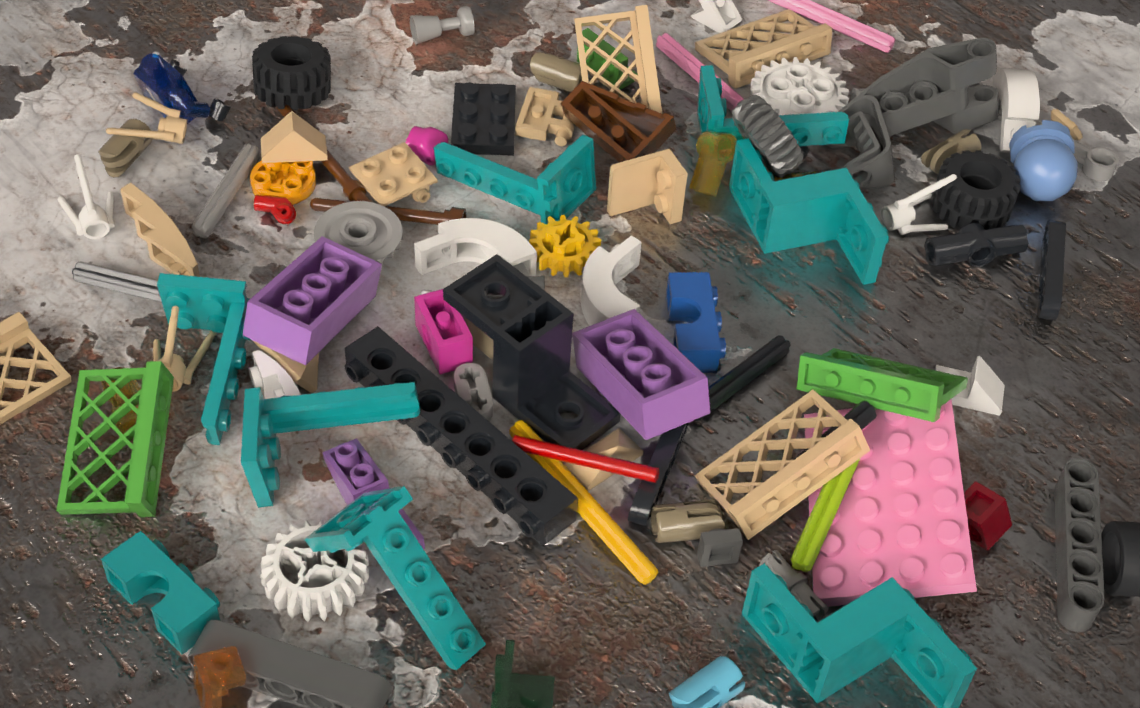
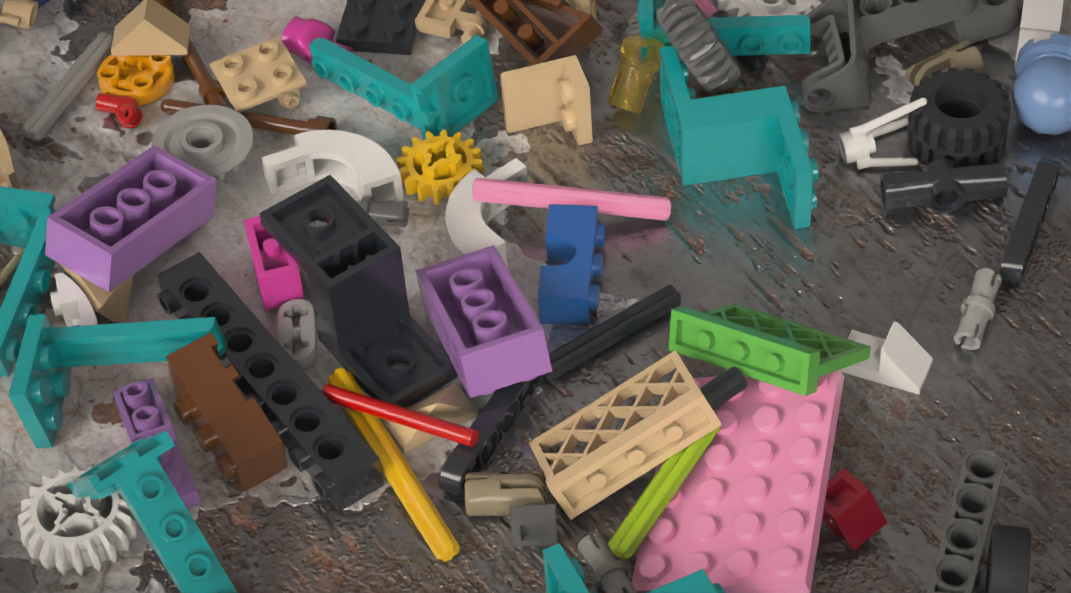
camera: 15 degrees right, 0 degrees up
(428, 469) = (223, 416): none -> reddish brown wedge
(663, 266) = (542, 195): none -> bright pink axle
(1030, 343) = (977, 309): none -> light grey pin

